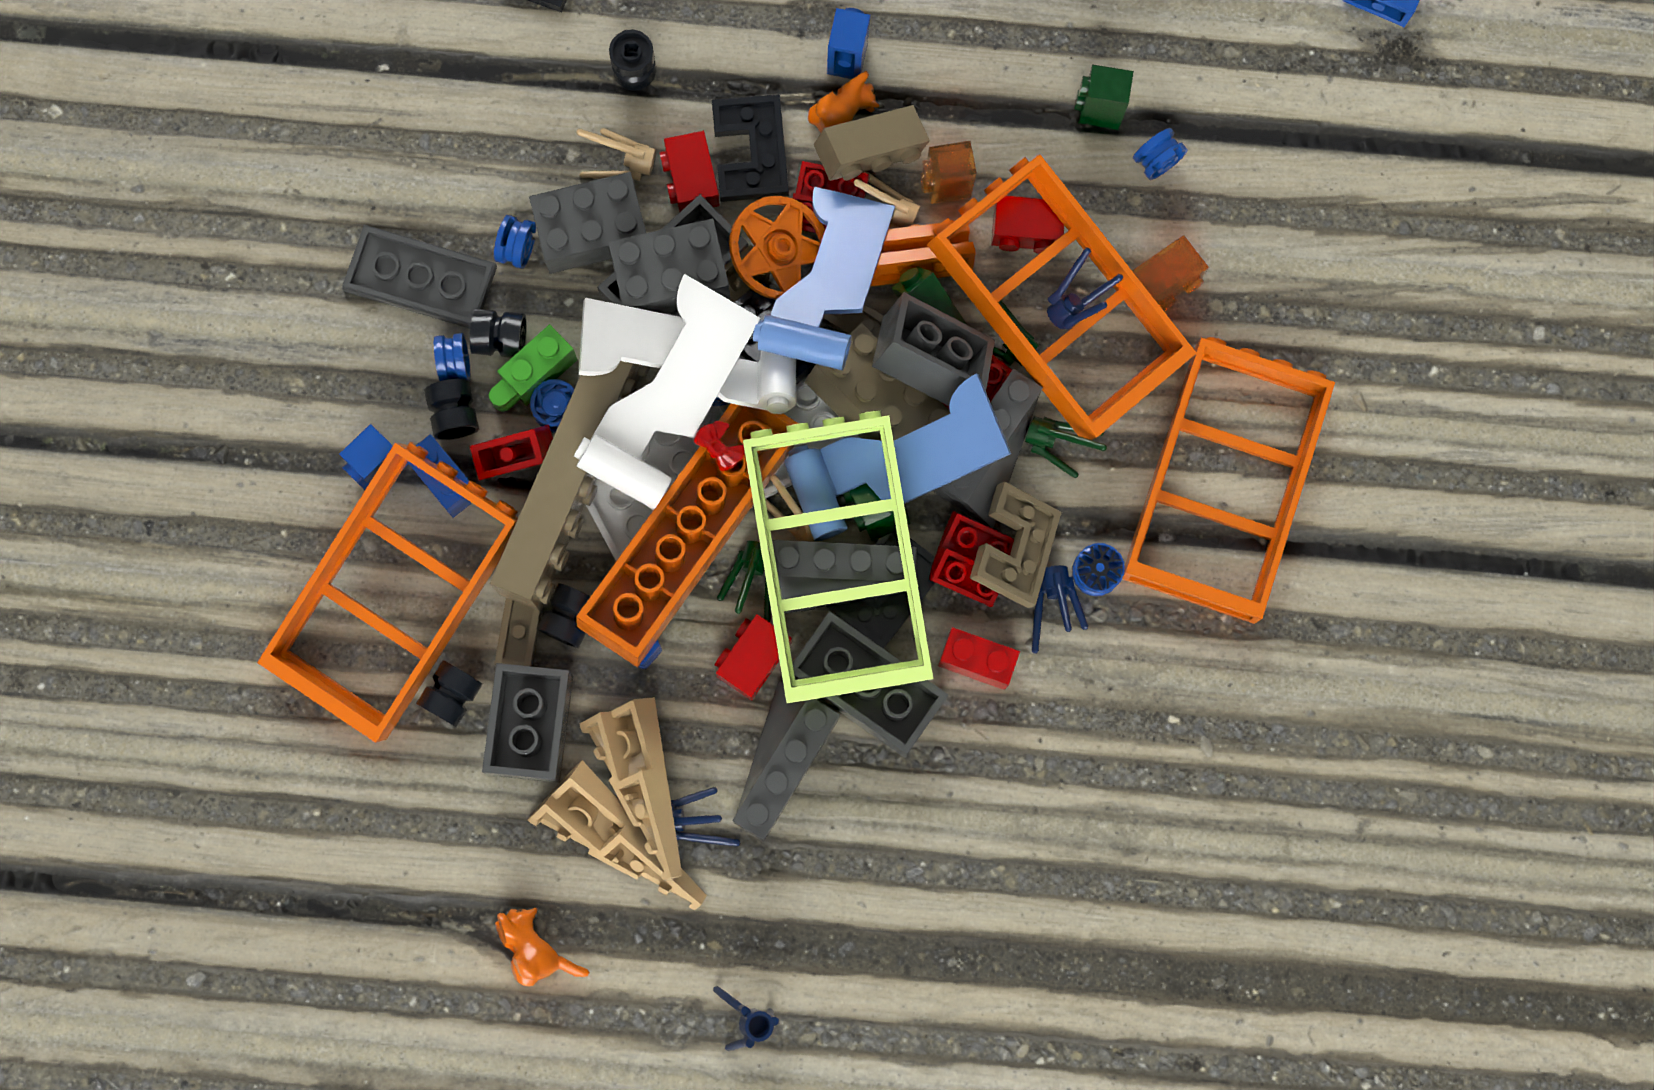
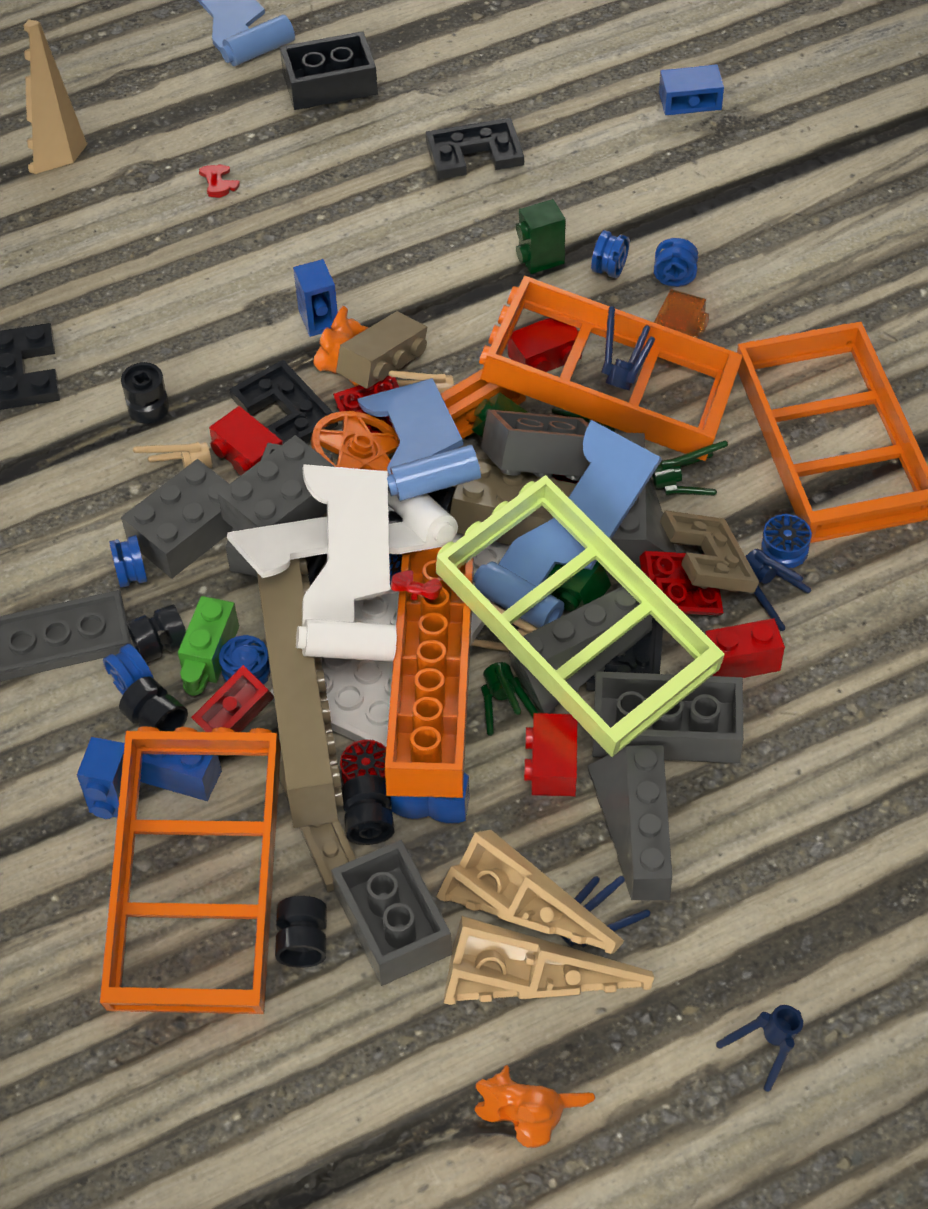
camera: 25 degrees left, 25 degrees down
(589, 568) = (363, 760): none -> red wheel
(949, 172) = (459, 337): clear orange brick -> none
(1215, 201) = (676, 263): none -> blue wheel

